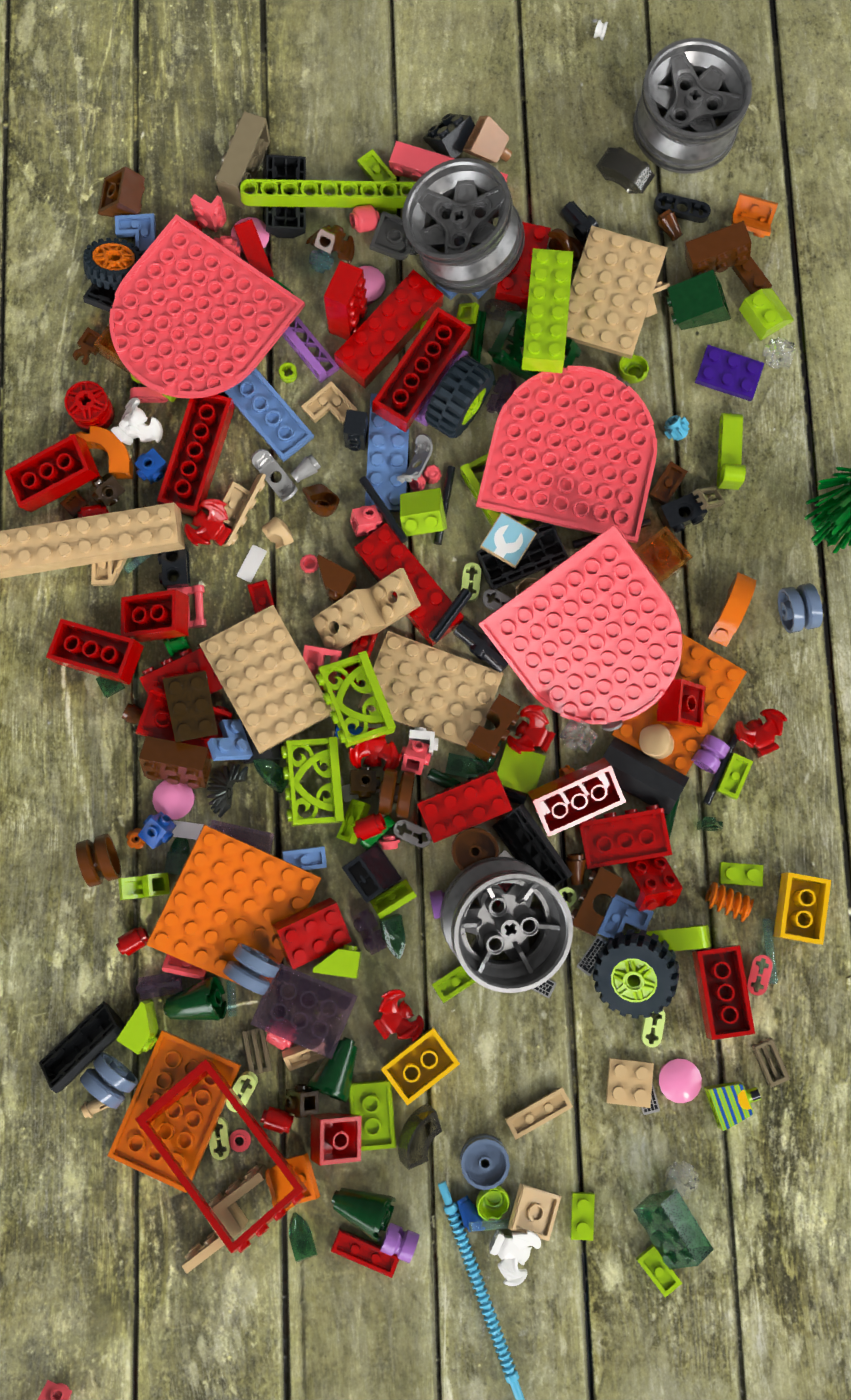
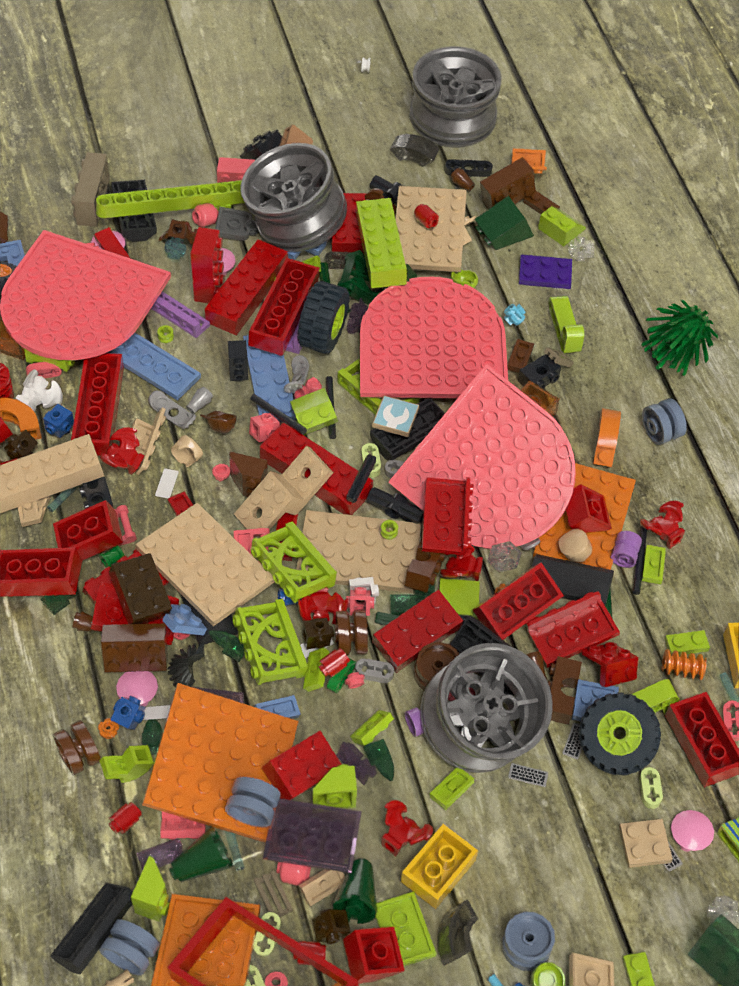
camera: 15 degrees left, 25 degrees down
(207, 214) = (69, 226): coral bracket -> none
(327, 400) = (207, 346): tan plate -> none
(371, 873) = (343, 710): black slope -> none
(375, 167) = (202, 177): lime plate -> none
(460, 677) = (389, 524): none -> lime bush
(528, 682) = (447, 516): none -> red bracket
(538, 1112) = (567, 888): tan plate -> none
(610, 280) = (426, 216): none -> red brick
(709, 824) = (645, 606): clear green plate -> none

